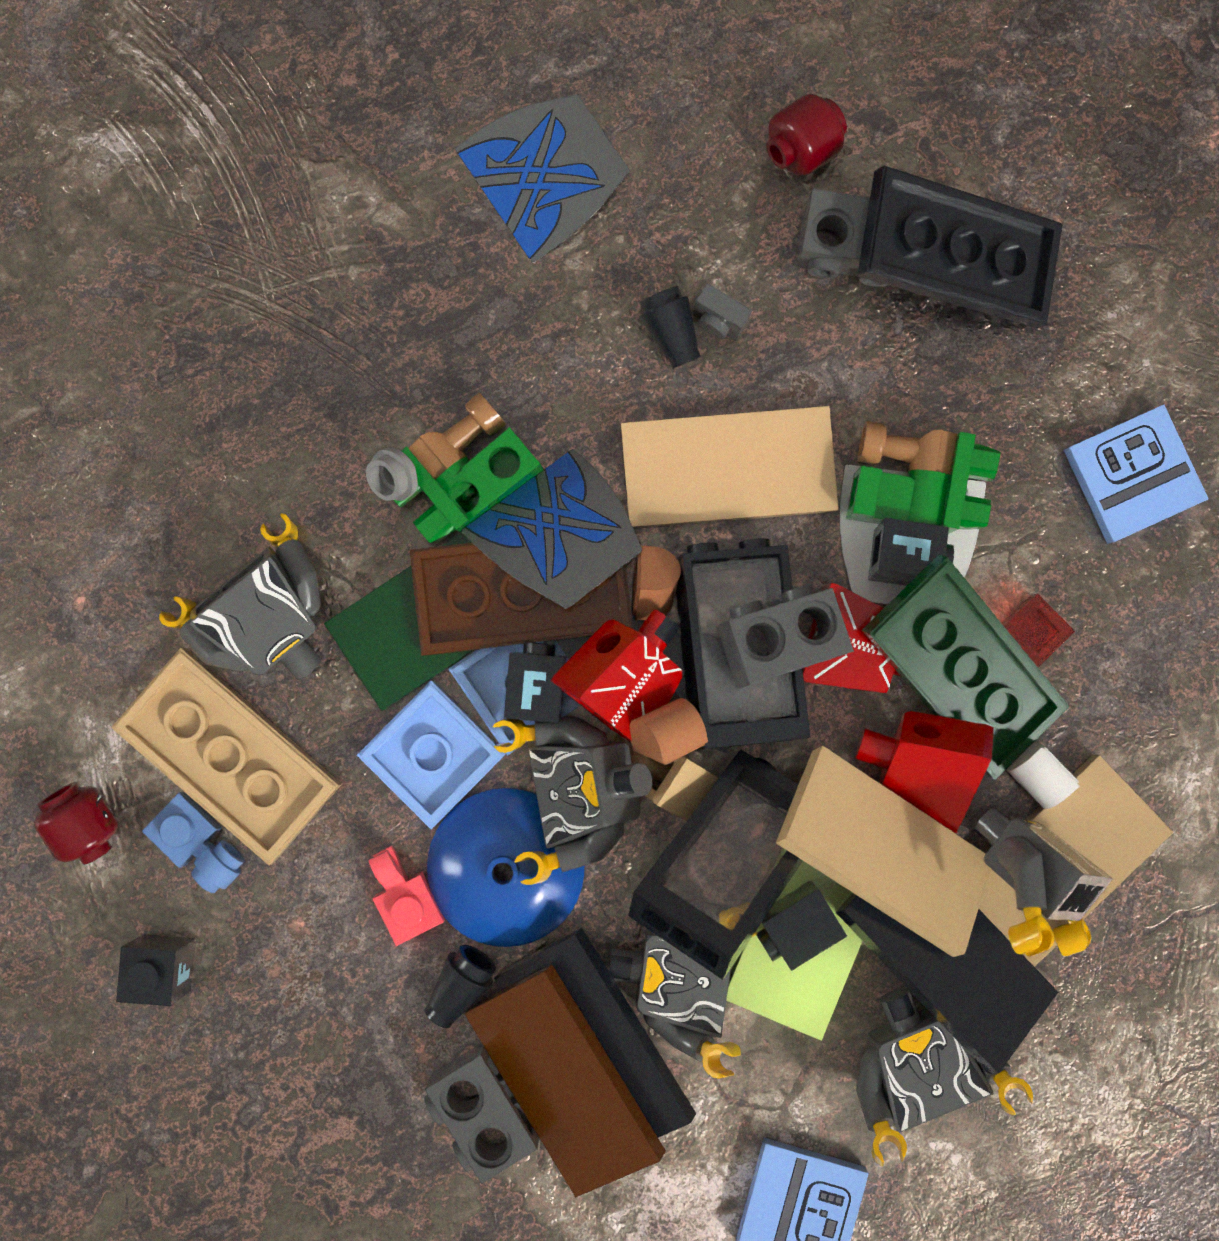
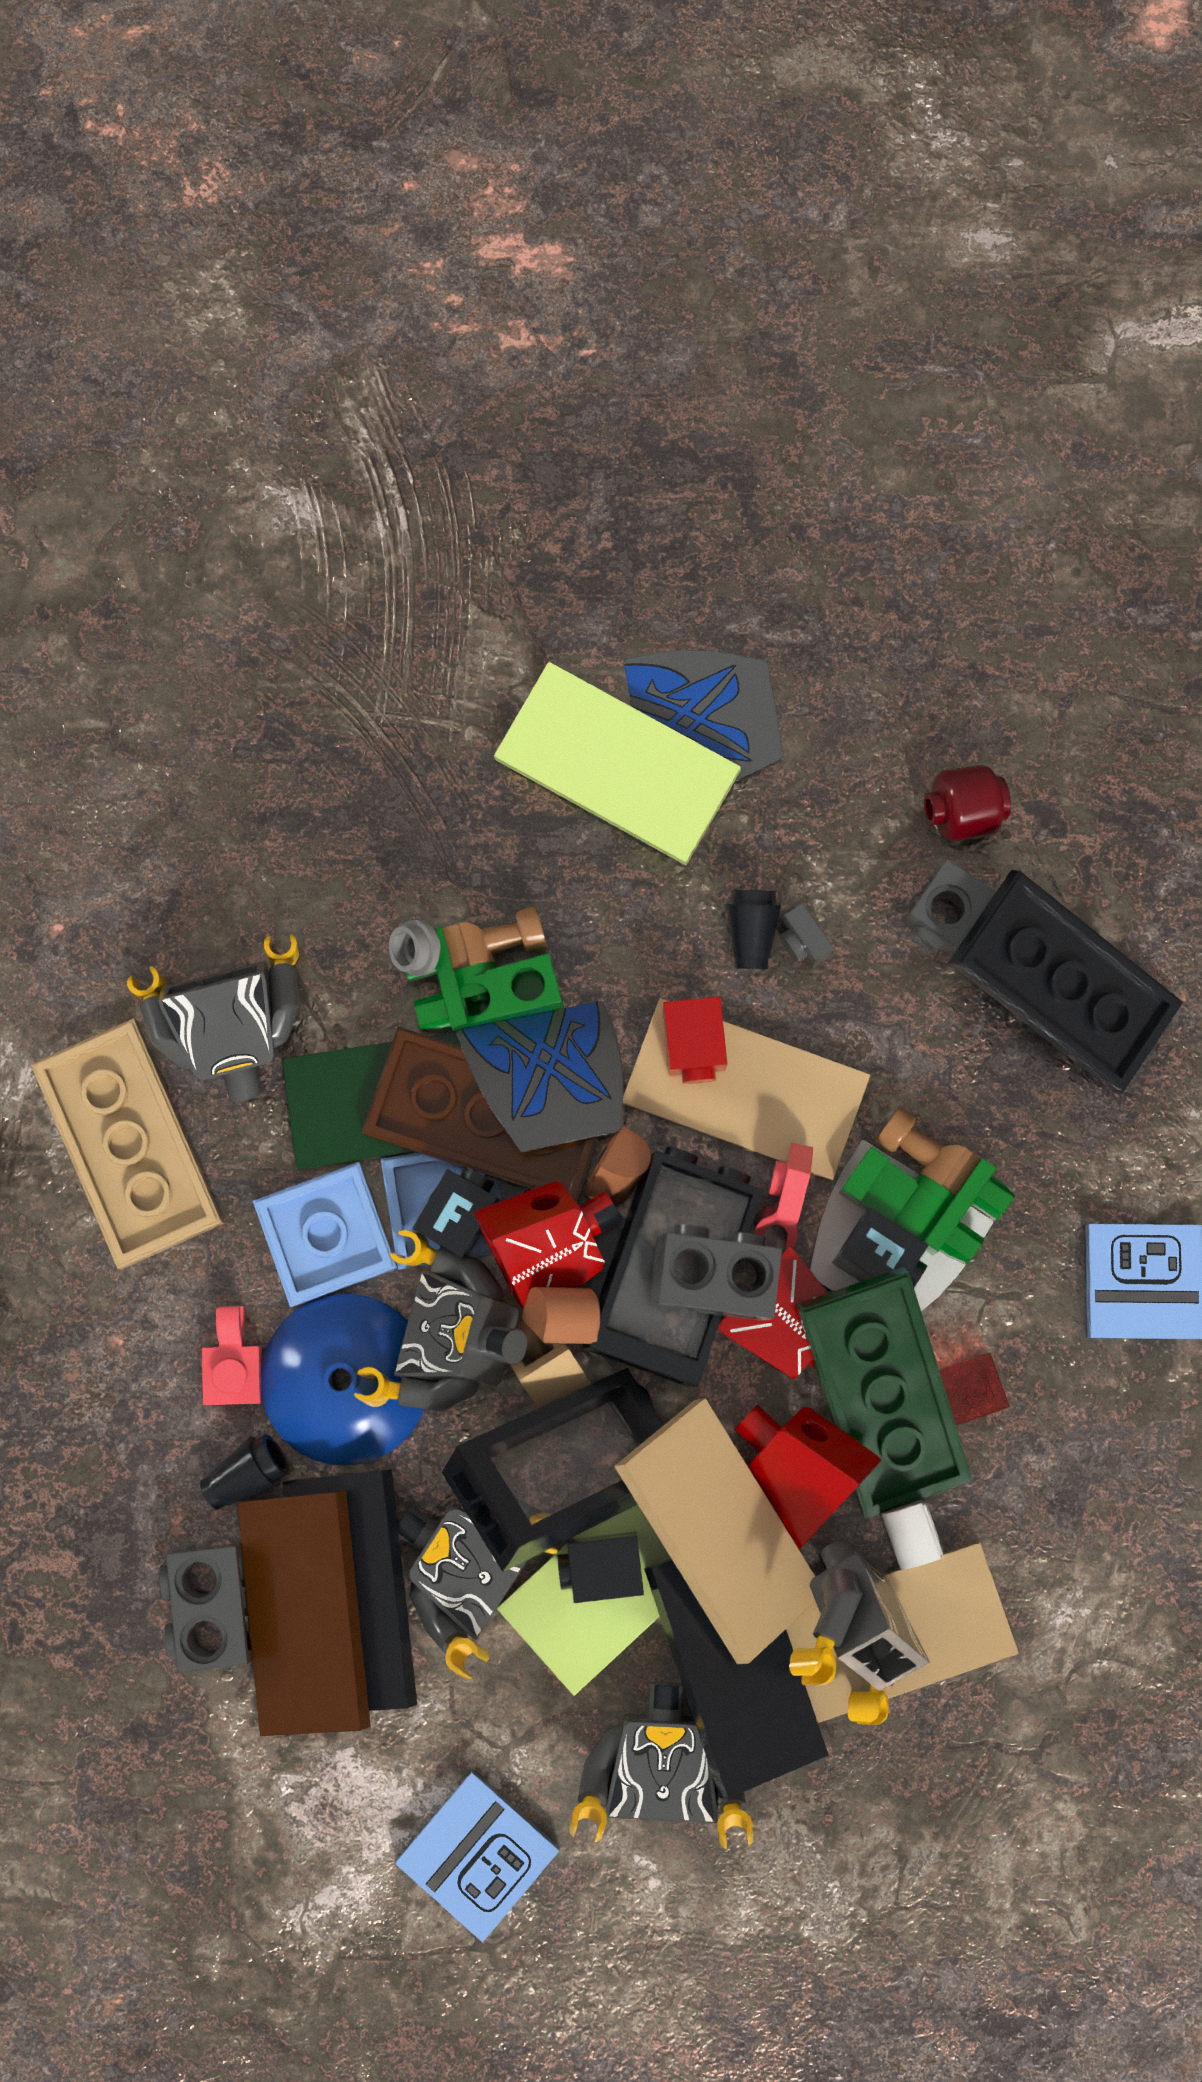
camera: 25 degrees right, 5 degrees down
(185, 832) = (51, 1198): medium blue plate -> none
(490, 238) = (617, 763): none -> yellowish green tile
(669, 442) = (695, 1039): none -> red brick
(808, 530) = (790, 1185): none -> coral plate

